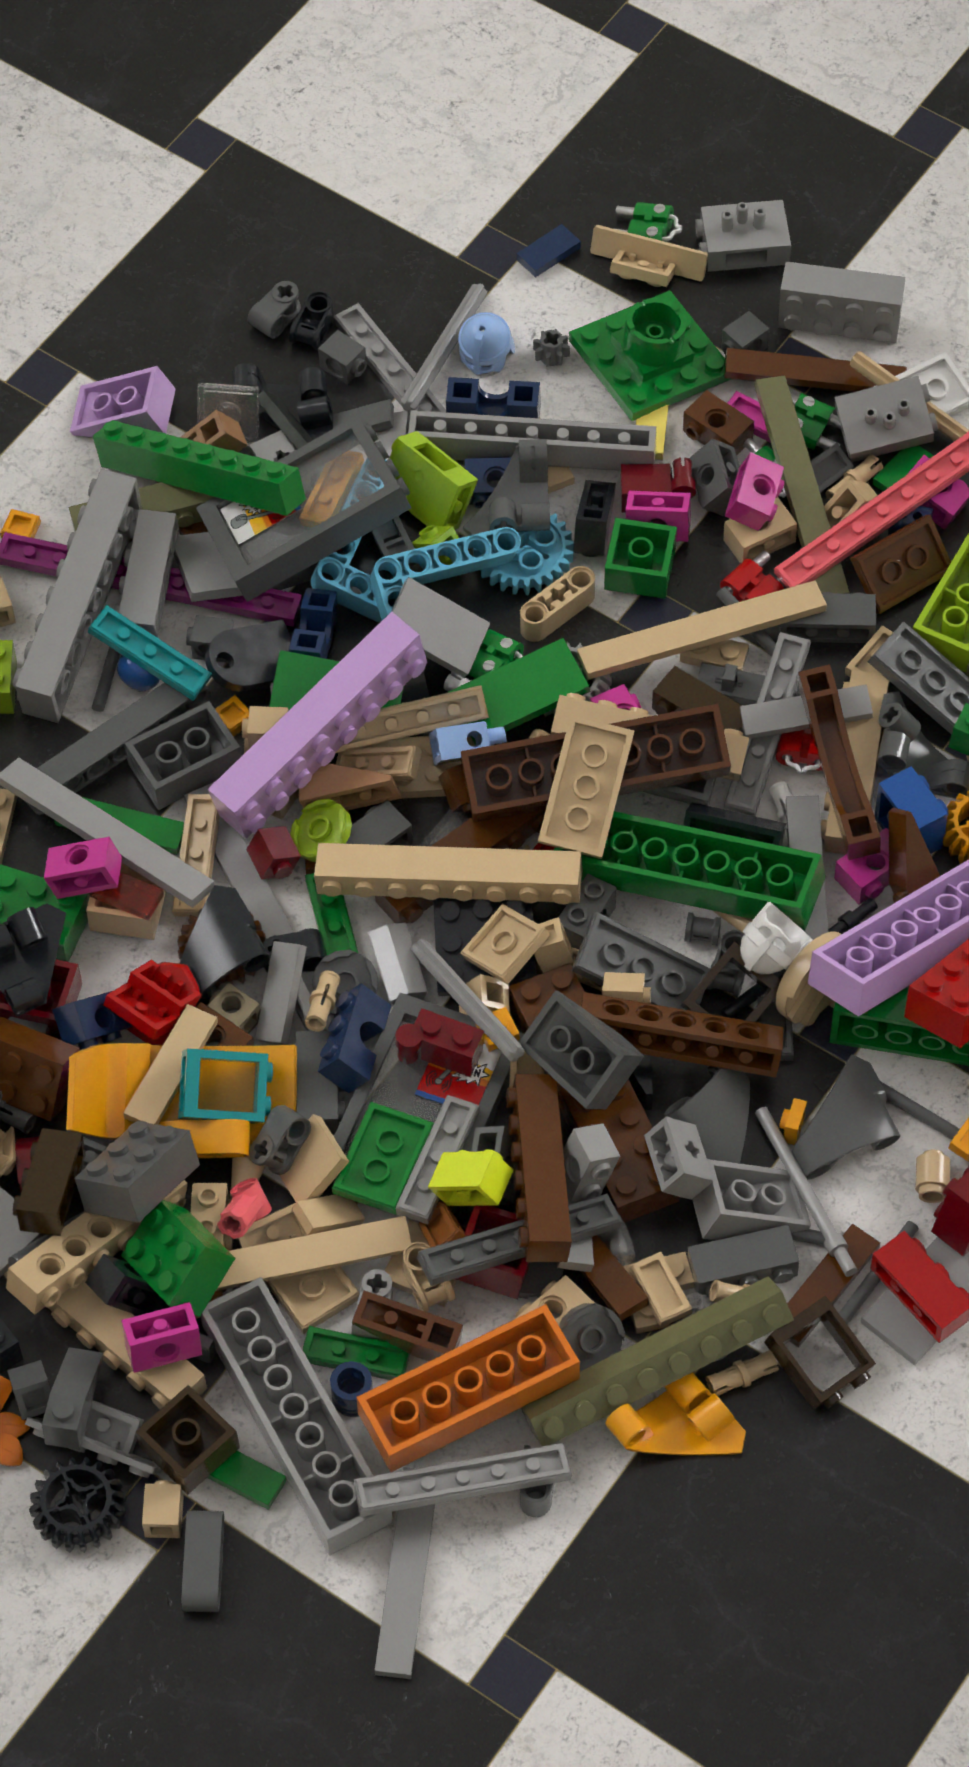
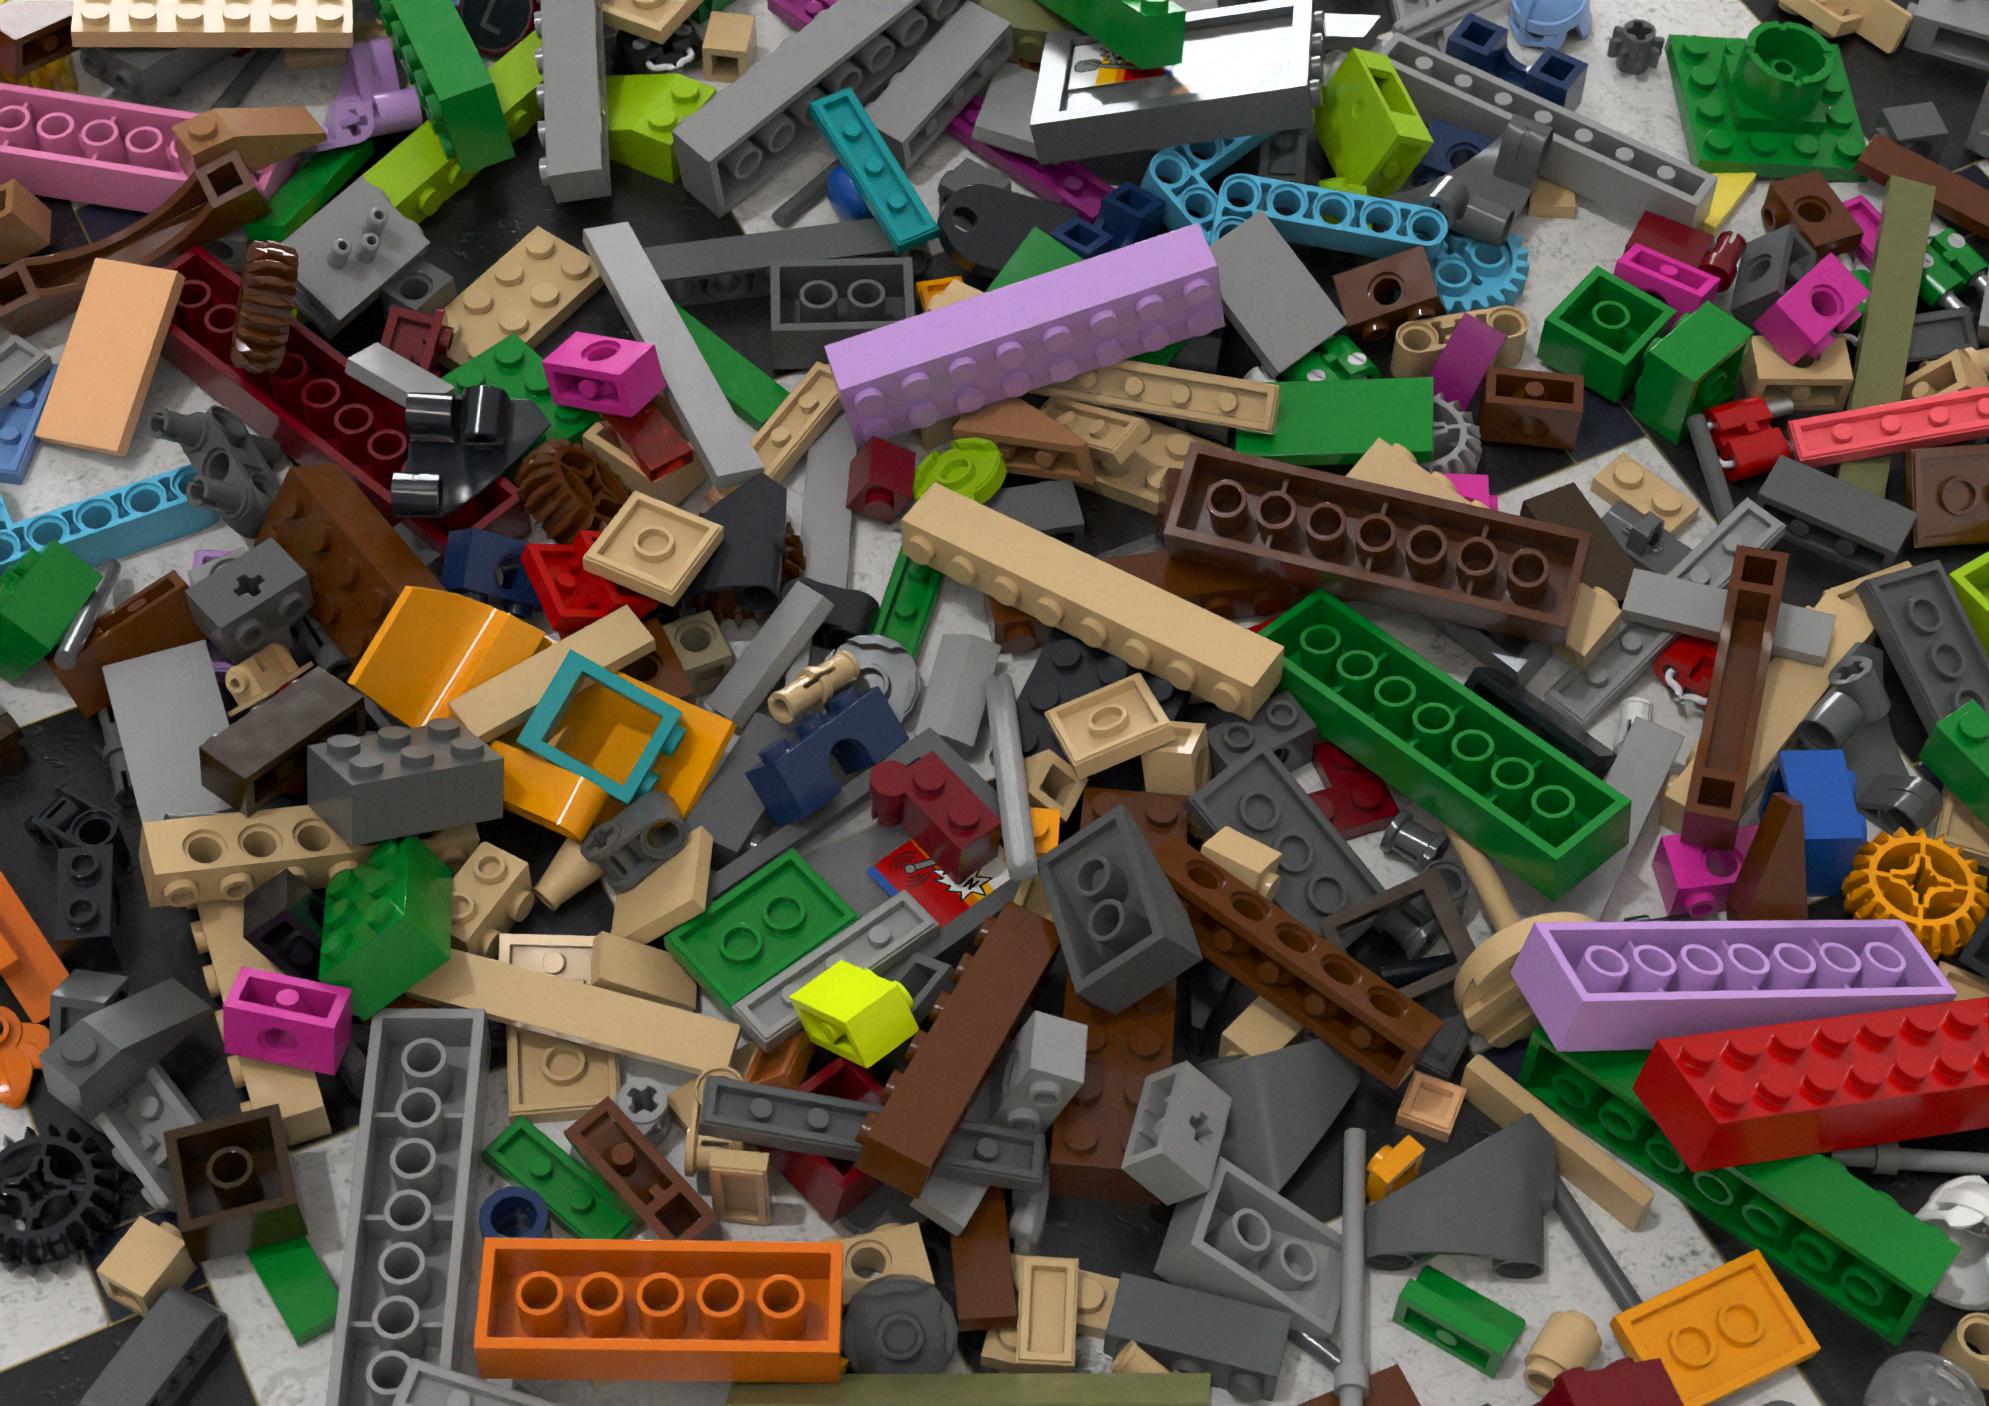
camera: 25 degrees right, 5 degrees down
(105, 950) = (569, 490): none -> reddish brown gear
(183, 962) = (653, 548): none -> tan tile
(244, 1209) = (538, 907): coral piece -> none
(451, 740) = (1210, 429): light blue torso -> none
(460, 1301) = (741, 1186): none -> tan tile
(484, 596) = (1364, 287): none -> reddish brown brick
(571, 616) = (1465, 360): none -> magenta slope
(586, 786) = (1339, 561): tan plate -> none
(594, 518) = (1567, 259): black slope -> none
(621, 620) = (1531, 407): none -> reddish brown brick
(652, 916) = (1353, 795): none -> dark red plate
(683, 1081) = (1260, 1030): none -> tan brick
(701, 630) = (1640, 452): tan tile -> none
(702, 561) = (1690, 370): none -> green brick
(771, 941) = (1488, 886): white helmet -> none
(793, 1076) = (1430, 1106): none -> light nougat tile
(870, 1185) = (1458, 1320): none -> green panel
(886, 1066) = (1575, 1155): none -> tan tile

